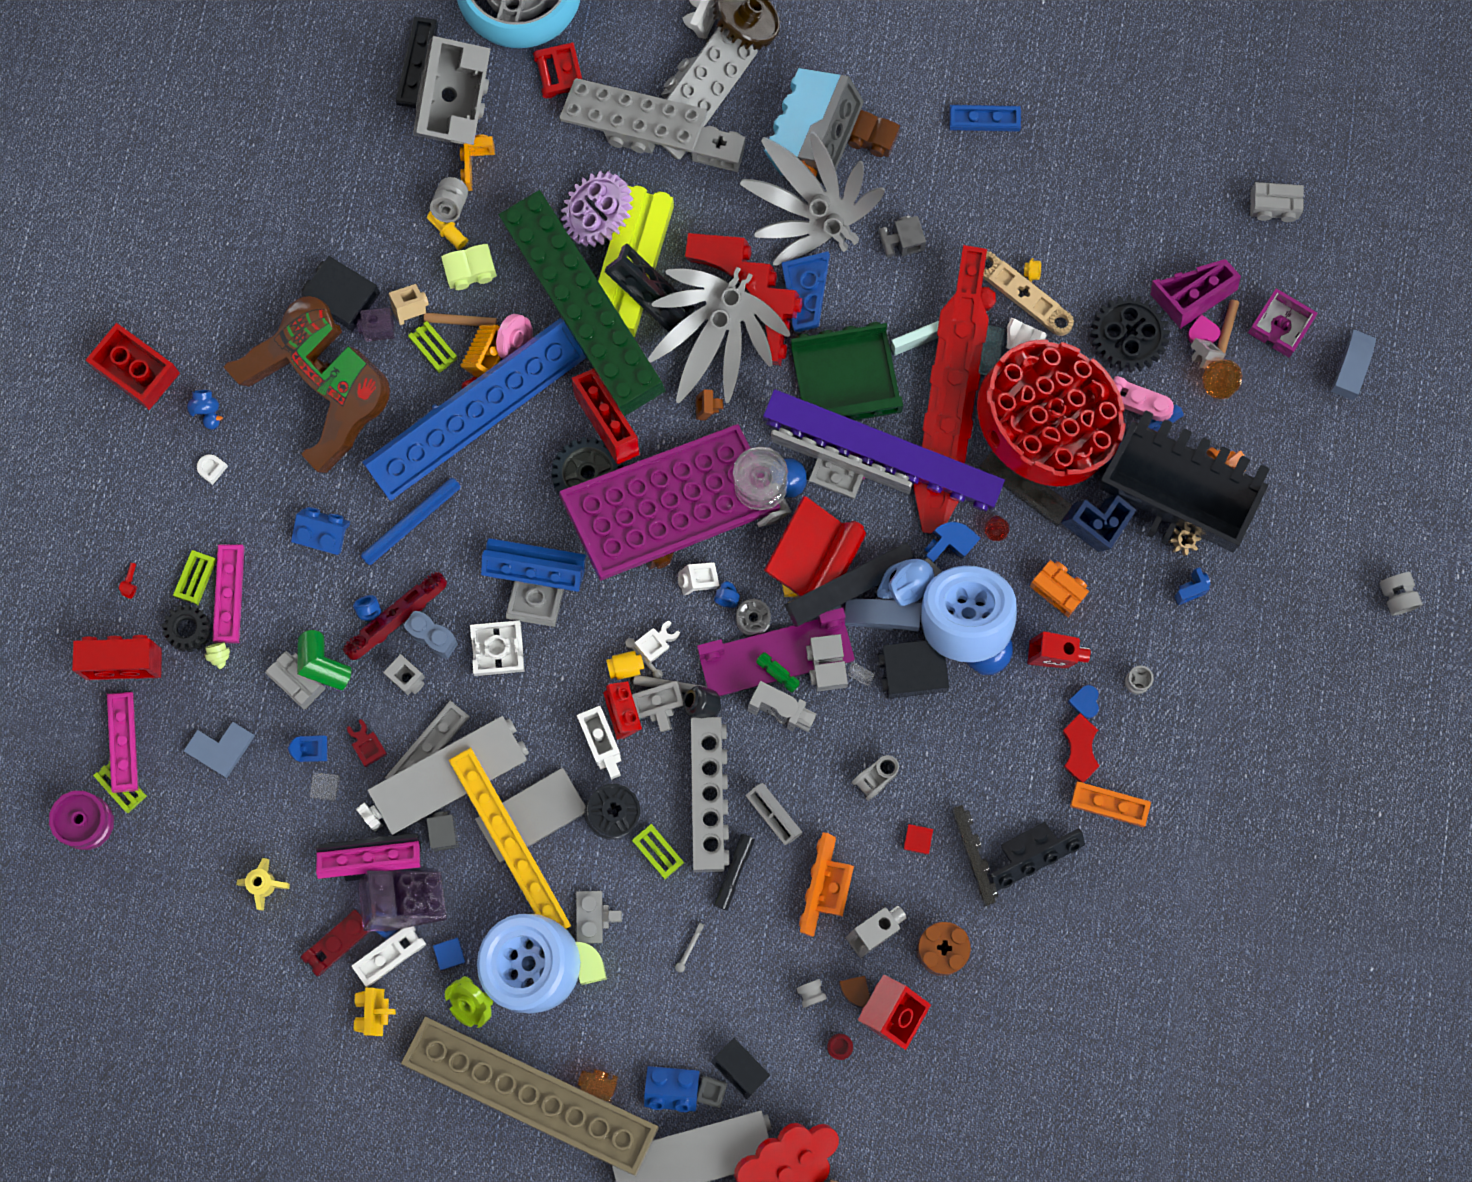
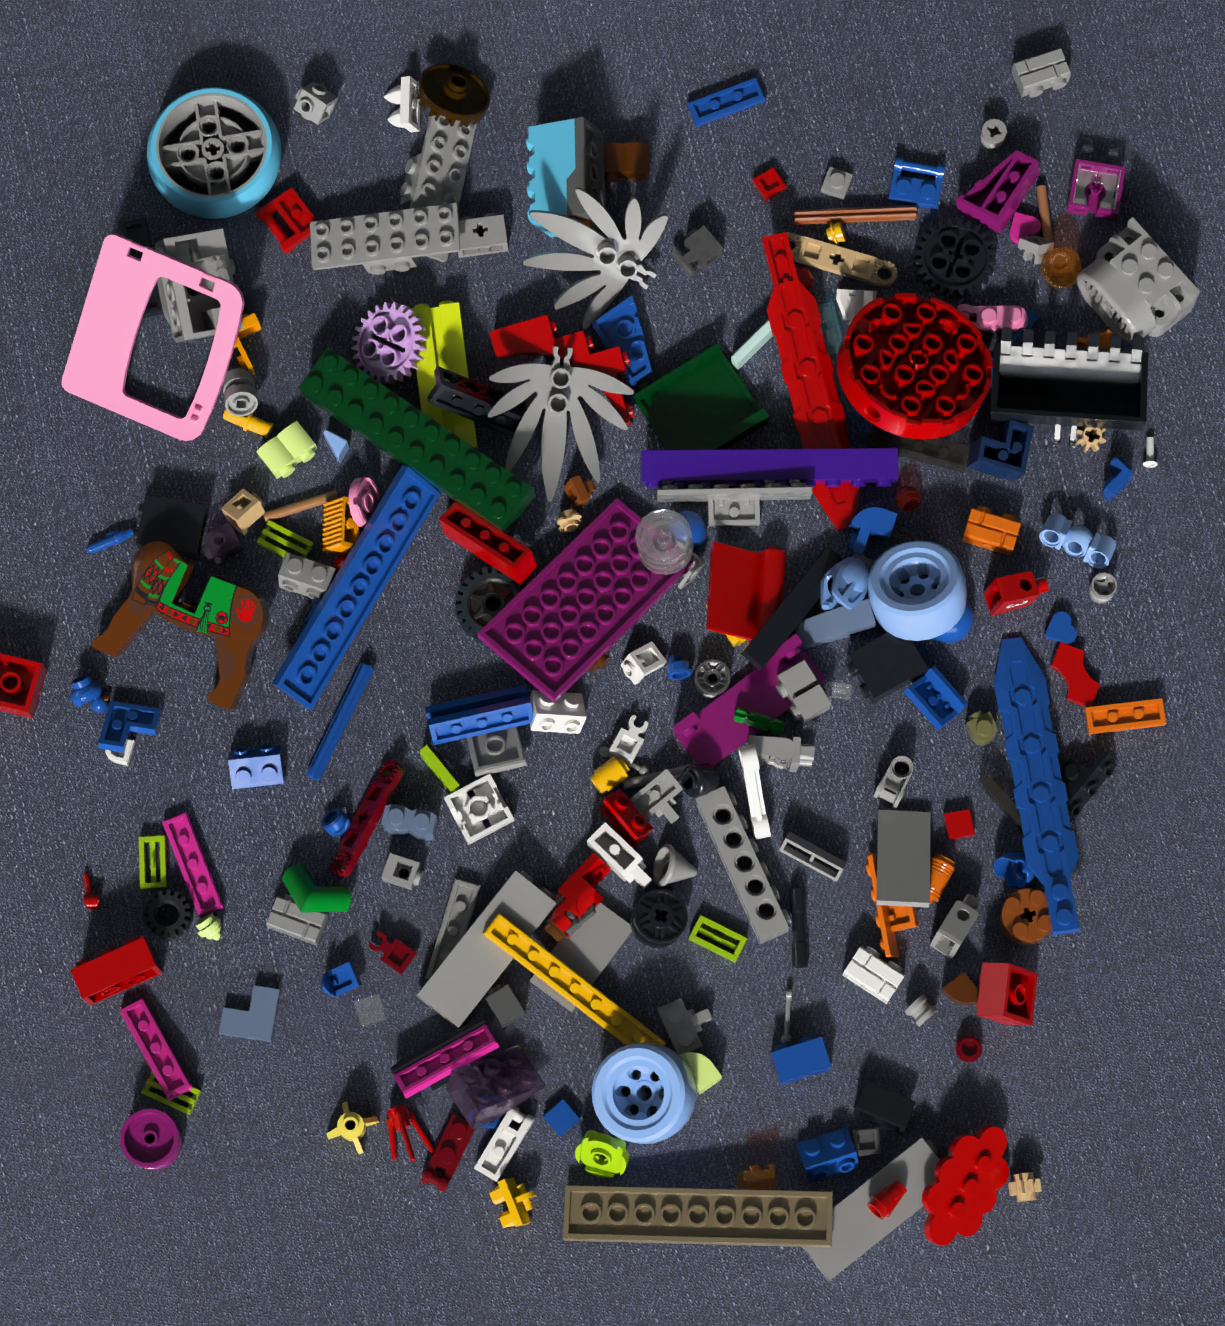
camera: 20 degrees left, 0 degrees up
(223, 442) = (127, 718): none -> blue plate
(285, 282) = (111, 539): none -> blue piece
(305, 895) = (400, 1119): none -> red plant
(359, 98) = (111, 323): none -> bright pink door
(370, 816) = (429, 1019): white plate -> none
(434, 381) = (305, 576): none -> light grey brick
(477, 598) = (439, 769): none -> lime tile
(515, 279) = (337, 444): none -> light blue slope
(549, 764) = (579, 899): none -> red plate
(604, 595) = (563, 716): none -> white bracket
(644, 770) = (671, 866): none -> light grey hat
(683, 992) = (800, 1059): none -> blue brick
(687, 427) = (569, 521): none -> tan plate
(704, 1154) = (886, 1200): none -> red cone
(744, 733) = (750, 769): none -> white piece
(783, 942) = (874, 974): none -> white brick
(853, 849) = (903, 858): none -> light grey tile
(875, 879) = (940, 872): none -> orange head
(945, 717) = (936, 698): none -> blue bracket
(952, 901) = (1014, 869): none -> blue hair
(975, 761) = (981, 728): none -> olive plate
(992, 203) = (769, 183): none -> red tile
(1005, 829) = (1037, 779): none -> blue plate
(1052, 226) = (836, 183): none -> light grey plate
(1057, 260) = (855, 214): none -> dark orange axle
(1121, 261) = (914, 190): none -> blue plate
(1134, 628) = (1077, 541): none -> light blue piece
(1211, 244) = (991, 139): none -> light grey wheel
(1229, 585) = (1150, 463): none -> white piece
(1283, 422) = (1136, 285): none -> light grey brick
(1354, 365) = (1180, 203): sand blue slope -> none

